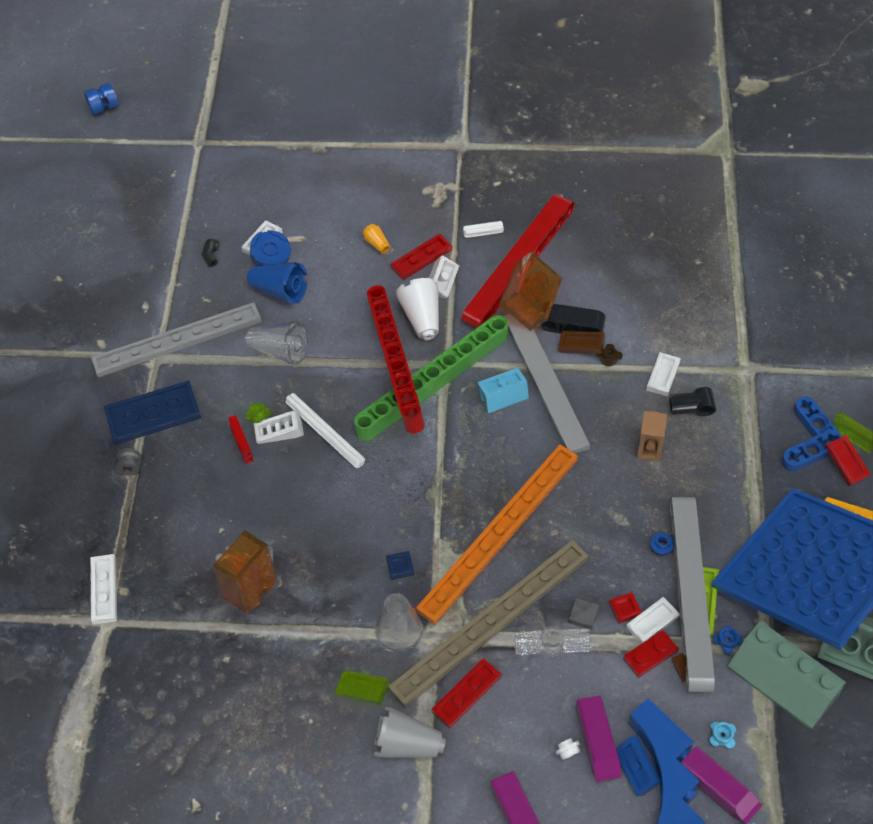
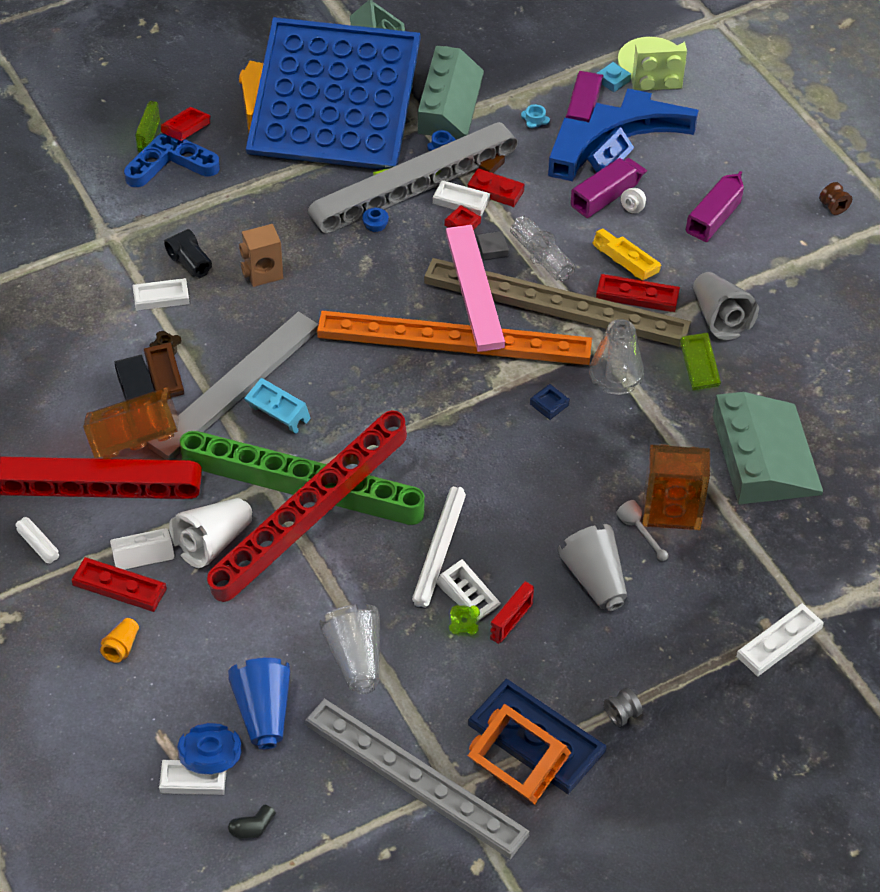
camera: 125 degrees left, 5 degrees down
(140, 384) = (544, 770): none -> orange window
(234, 501) = (596, 564): none -> light grey cone
(252, 681) = (764, 448): none -> sand green slope
(506, 704) = (626, 254): none -> yellow hinge
(535, 563) = (475, 288): none -> bright pink tile

